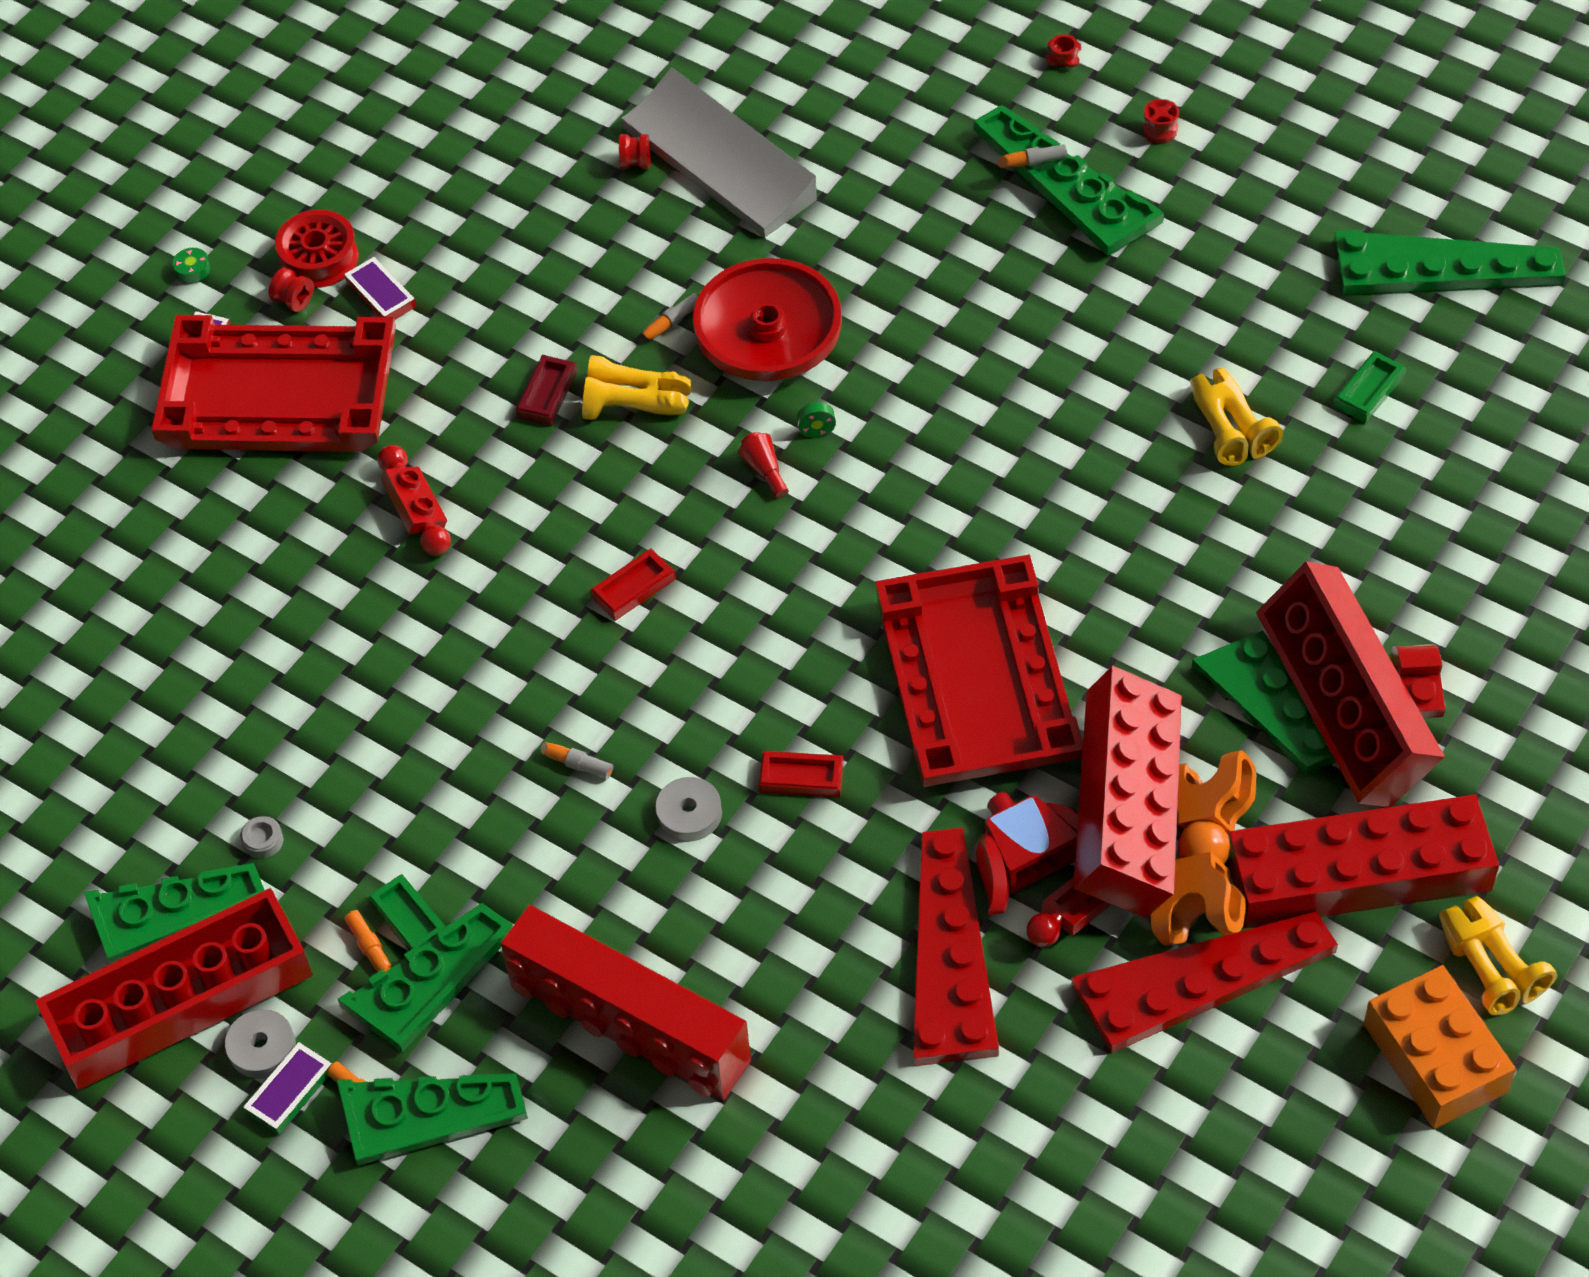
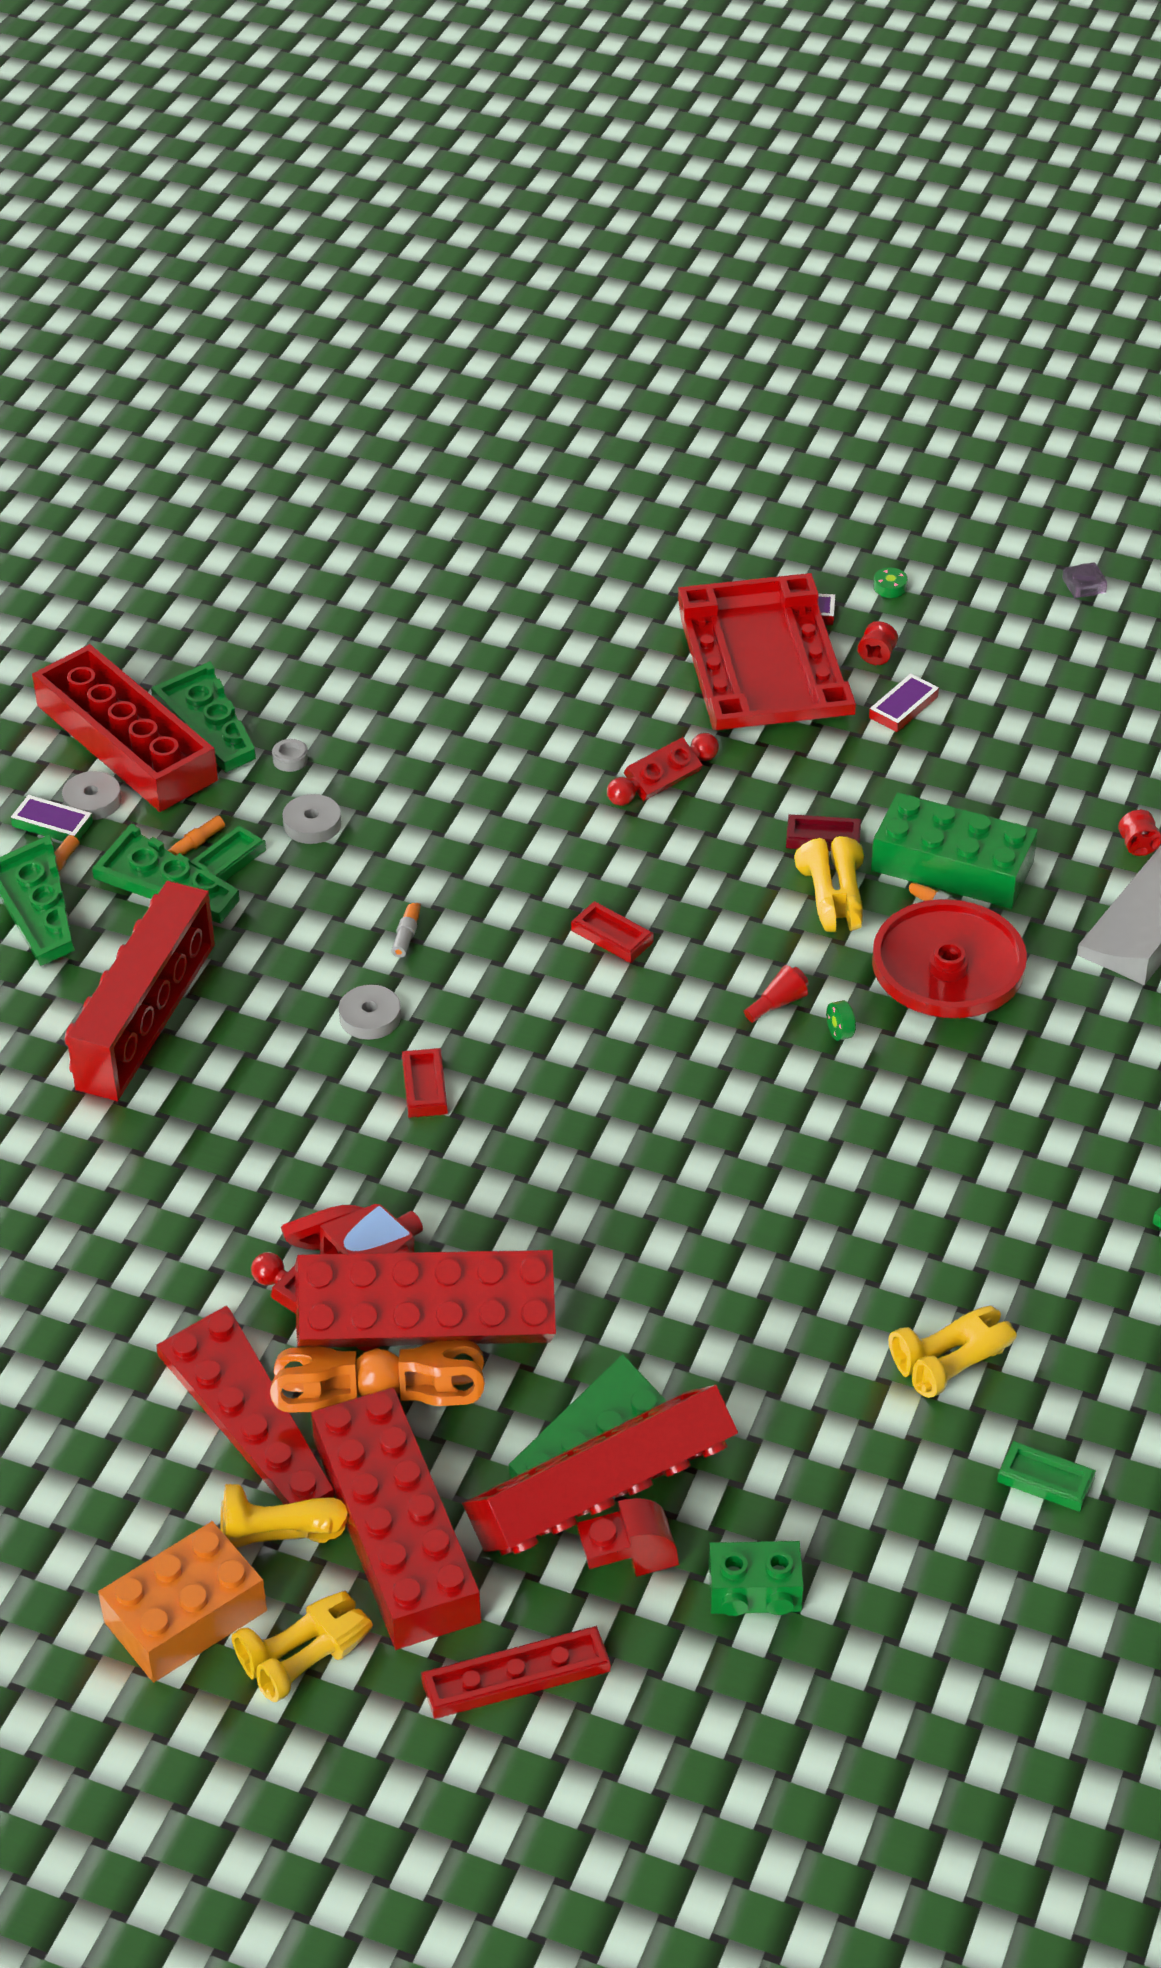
camera: 75 degrees right, 10 degrees down
(251, 115) = (1084, 580): none -> clear purple plate
(317, 246) = (935, 649): red wheel -> none
(375, 843) = (311, 818): none -> light grey piece
(616, 288) = (954, 850): none -> green brick
(951, 981) = (221, 1221): red wing -> none
(977, 671) = (566, 1181): red slope -> none
(1361, 974) = (312, 1519): none -> yellow piece
(1461, 601) = (755, 1577): none -> green brick
(1531, 799) = (515, 1672): none -> red tile

